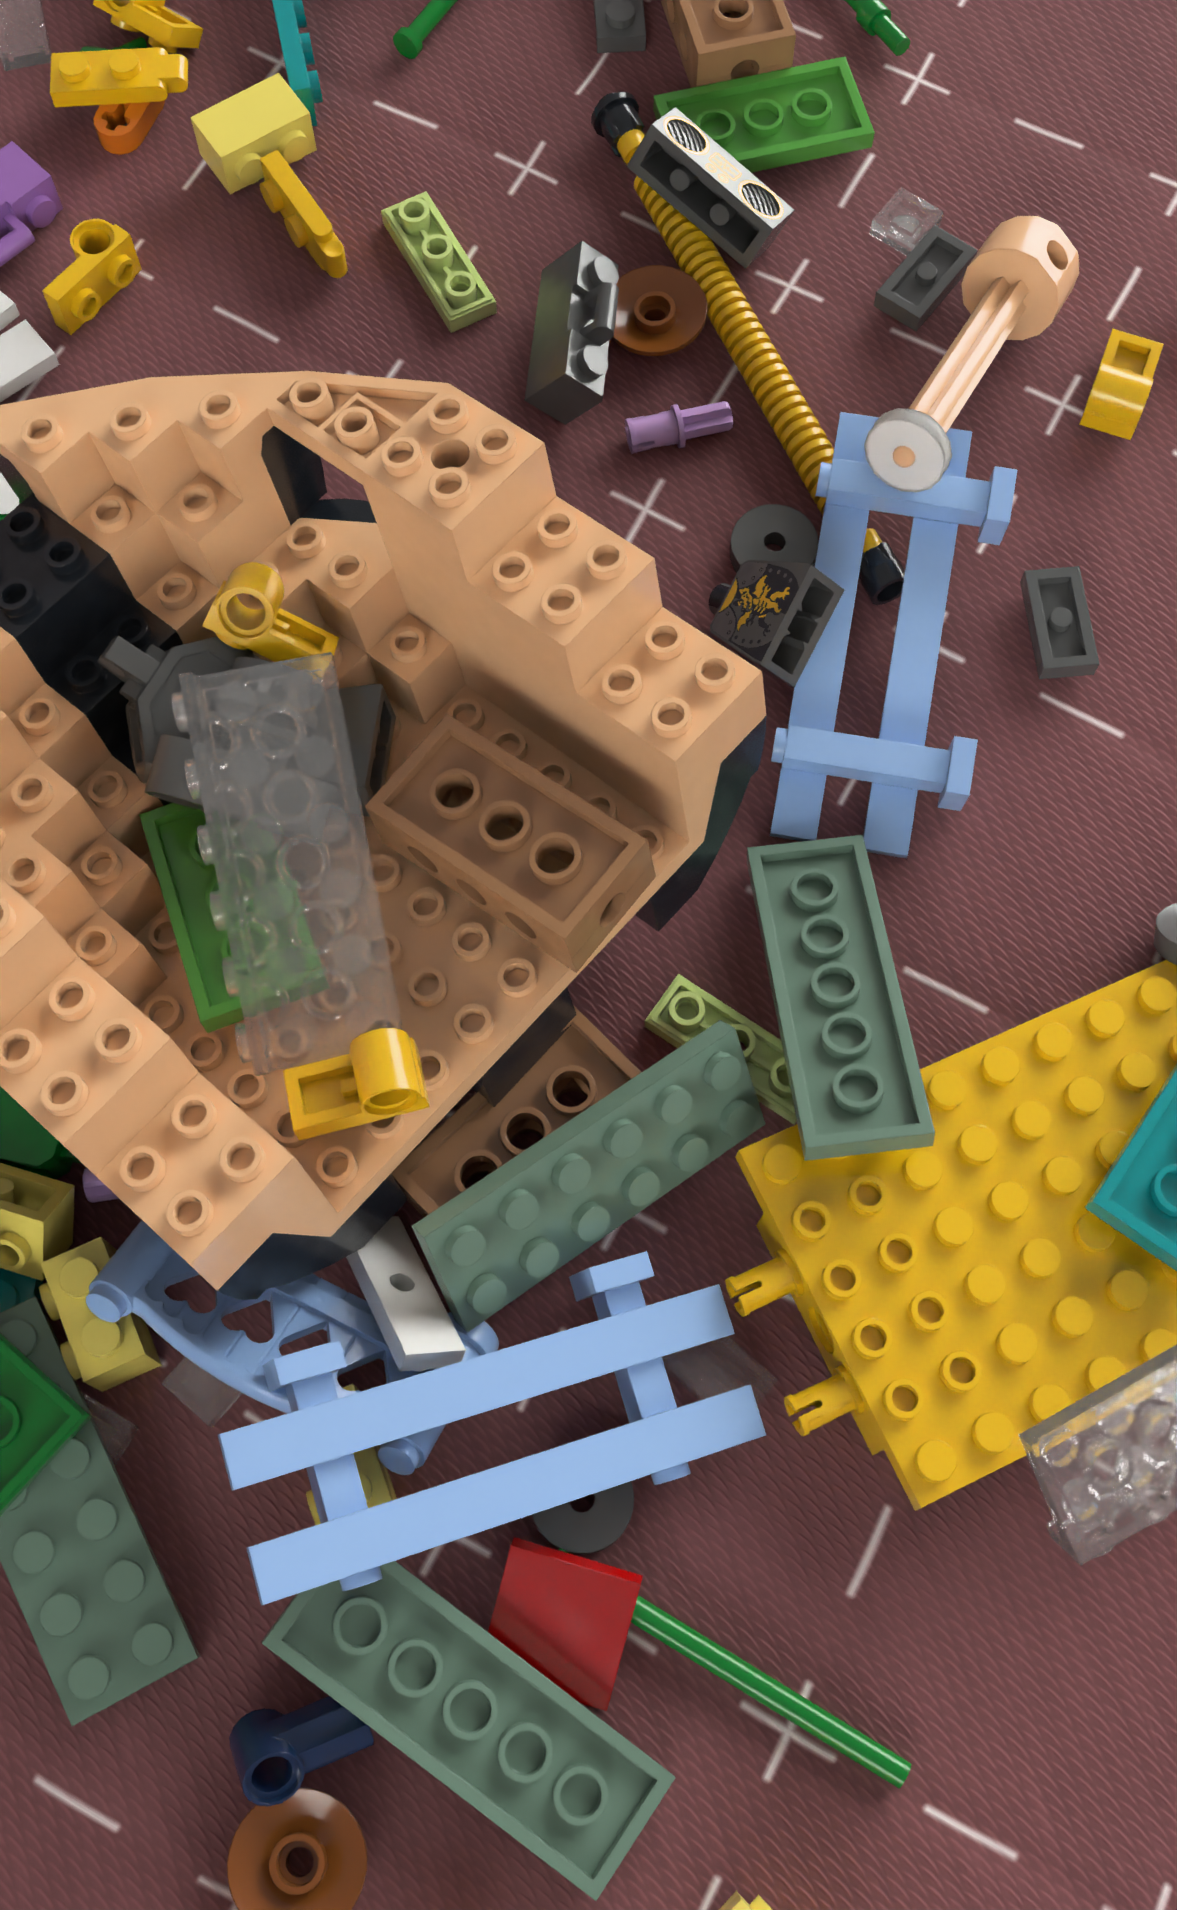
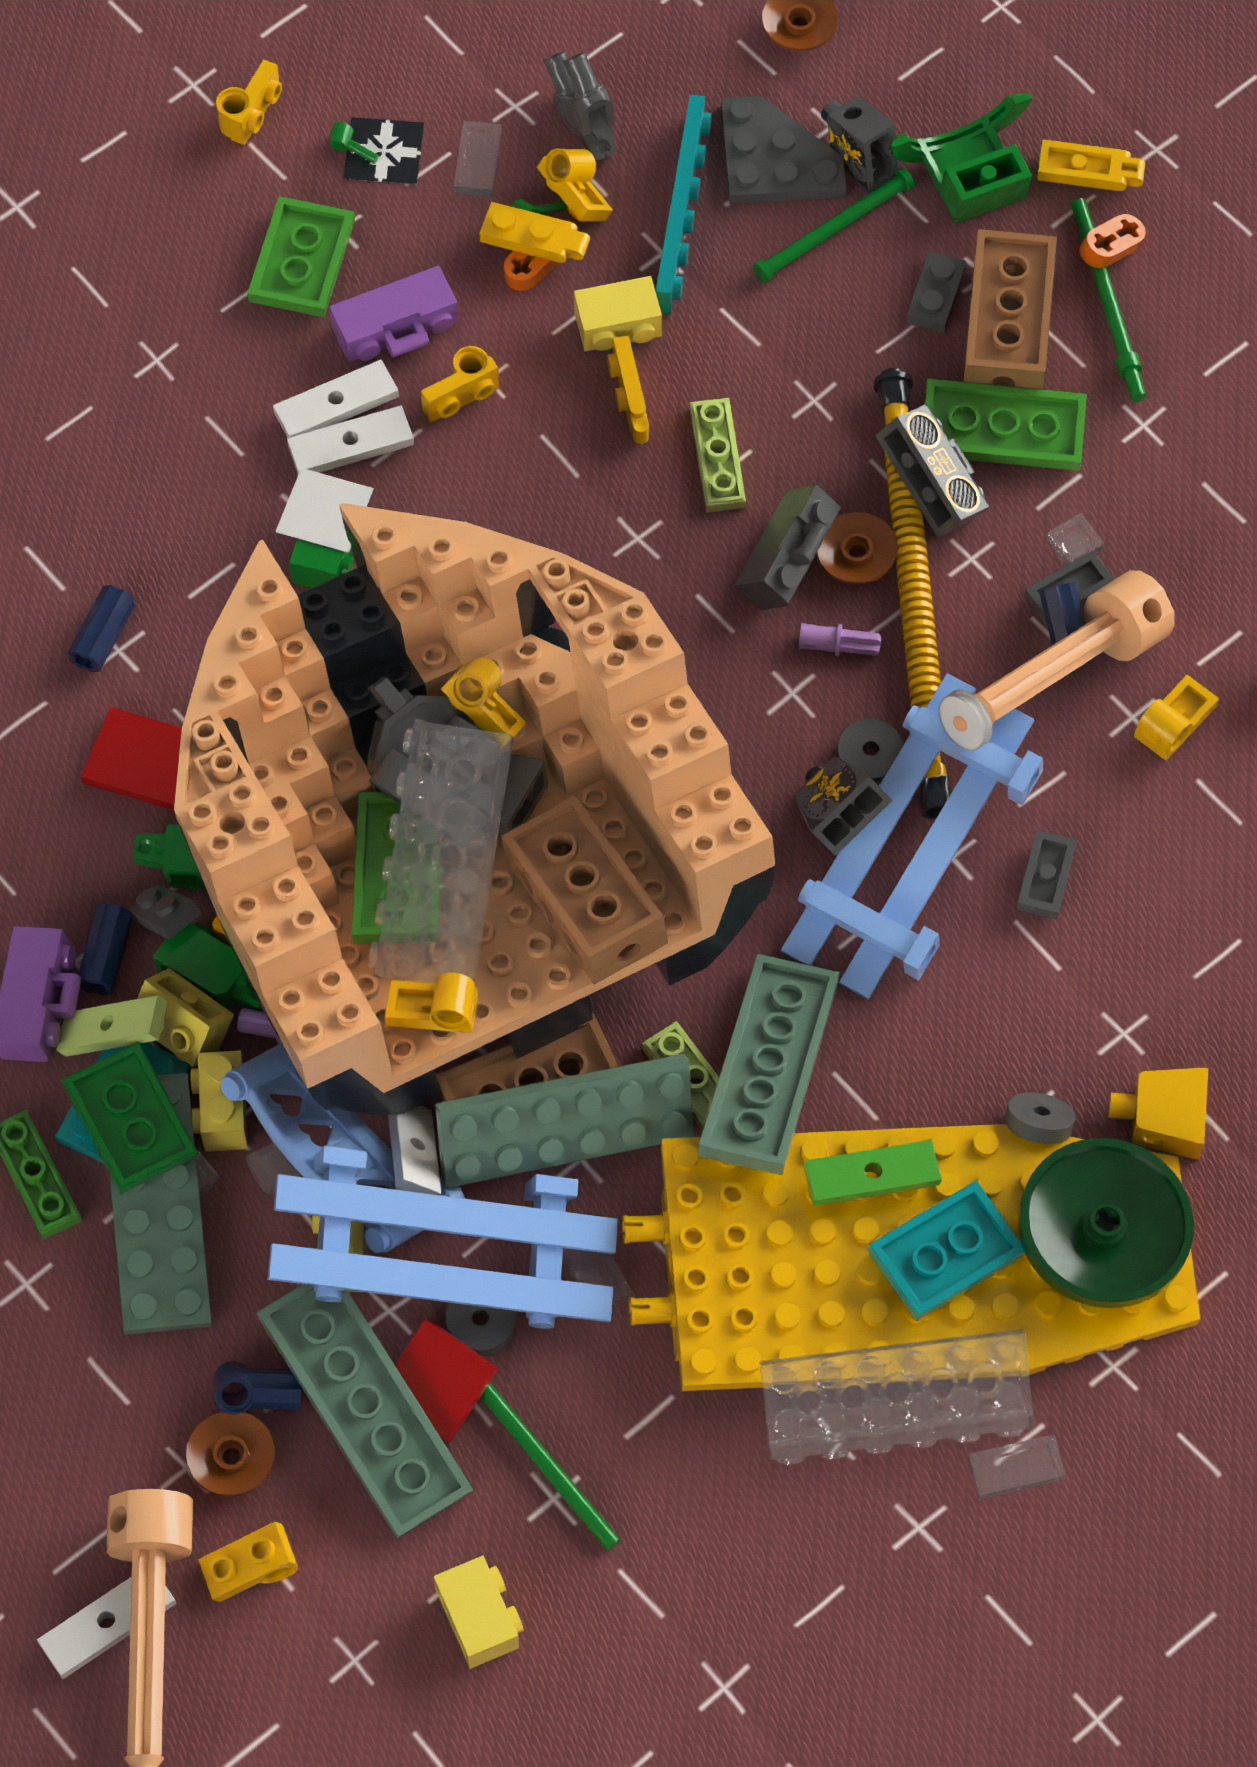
camera: 20 degrees right, 5 degrees down
(939, 302) = (1062, 611): none -> dark blue axle
(1070, 1076) = (897, 1169): none -> bright green tile

